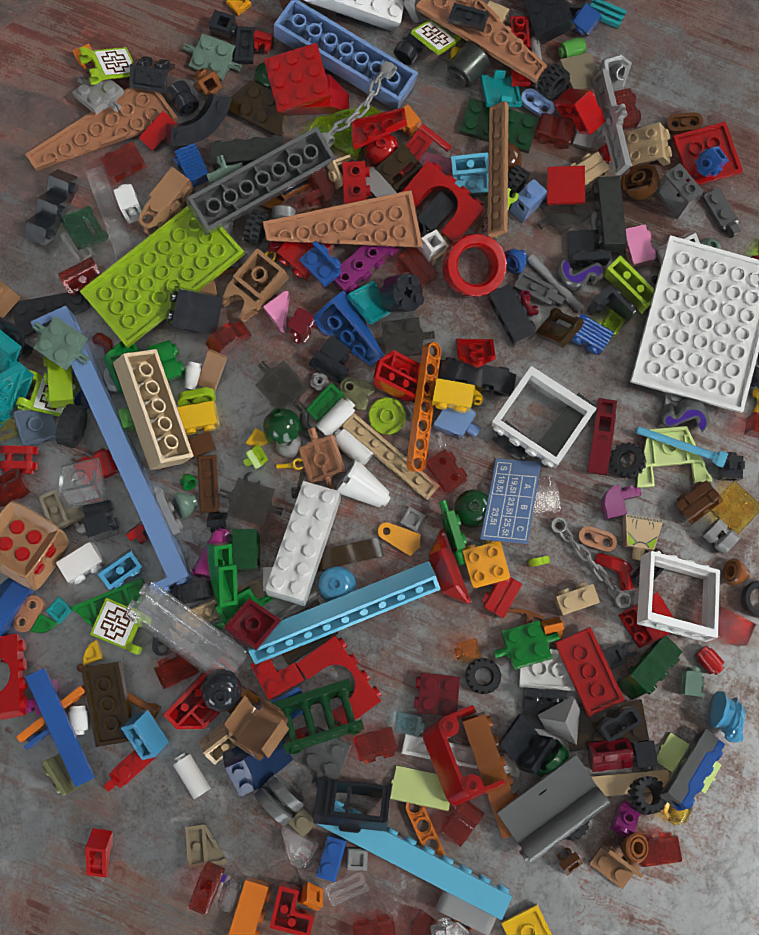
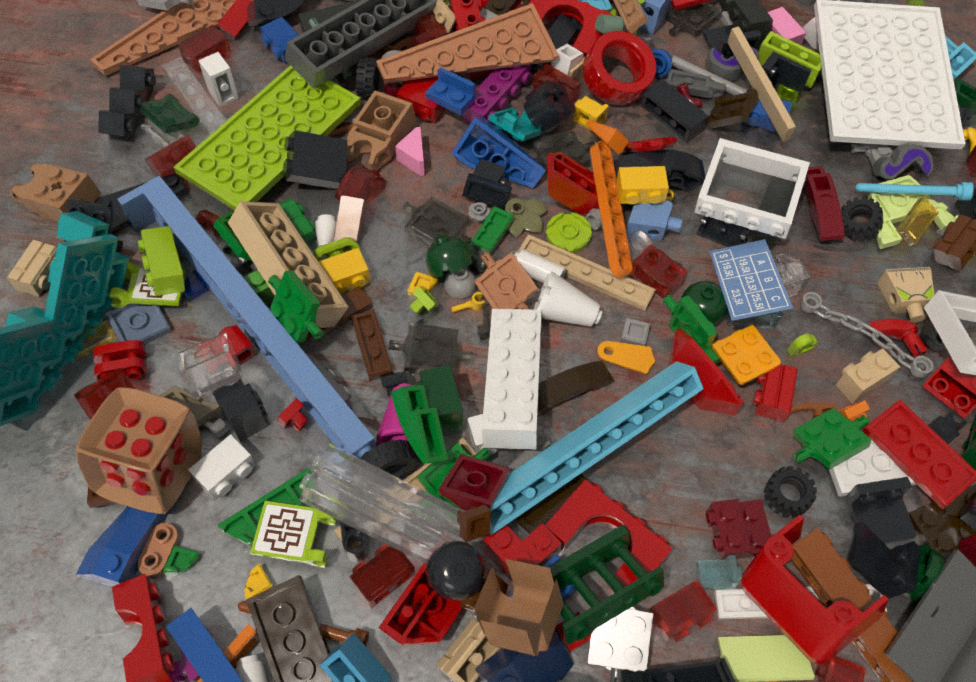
camera: 15 degrees left, 20 degrees down
(59, 610) = (201, 536): teal tile -> none
(61, 343) = (159, 210): sand green plate -> none
(71, 425) = (184, 306): black tyre -> none
(119, 569) = (277, 460): dark azure brick -> none
(149, 457) = (295, 306): none -> green plate
(166, 200) = (260, 65): medium nougat brick -> none
(184, 504) = (346, 370): sand green brick -> none
(188, 486) = (347, 341): green hinge -> none
(243, 658) = (474, 522): none -> reddish brown tile
(301, 326) = (444, 155): dark red brick -> none
(335, 583) = (562, 418): dark azure cylinder -> none
(336, 416) = (511, 237): white brick -> none
(438, 302) = (590, 110): none -> yellow brick
(444, 337) = (609, 135): none -> orange slope
(467, 650) = (760, 462): clear orange brick -> none
(475, 223) = (608, 23): none -> sand green brick
(563, 720) = (914, 519): light grey slope -> none
(589, 312) = (761, 82): none -> tan tile
(596, 539) = (860, 305): nougat plate -> none
(613, 501) = (865, 263): magenta brick -> none
(673, 473) = (917, 221): none -> clear yellow tile

